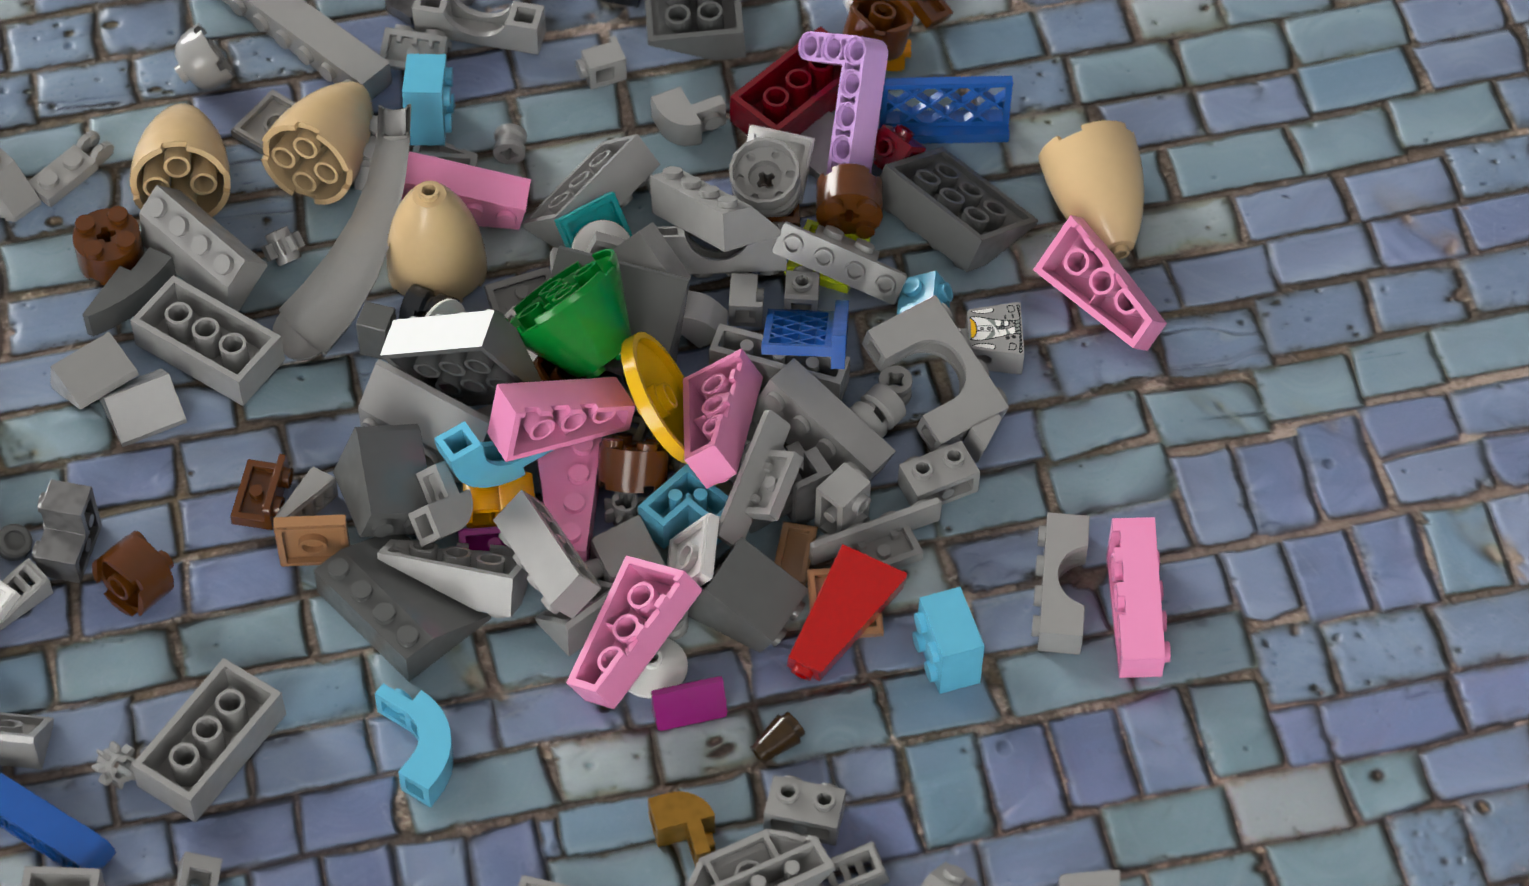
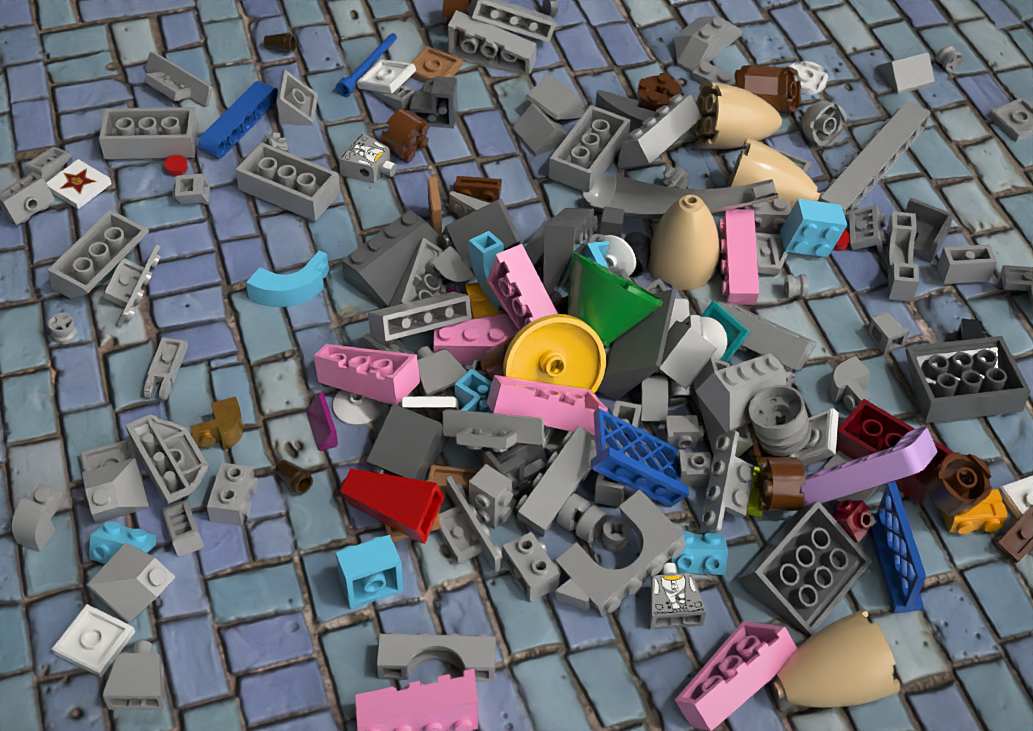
camera: 85 degrees right, 5 degrees down
(84, 68) = (811, 77): none -> white tile
(125, 104) = (772, 84): none -> reddish brown brick
(168, 635) = (366, 160): none -> light grey torso

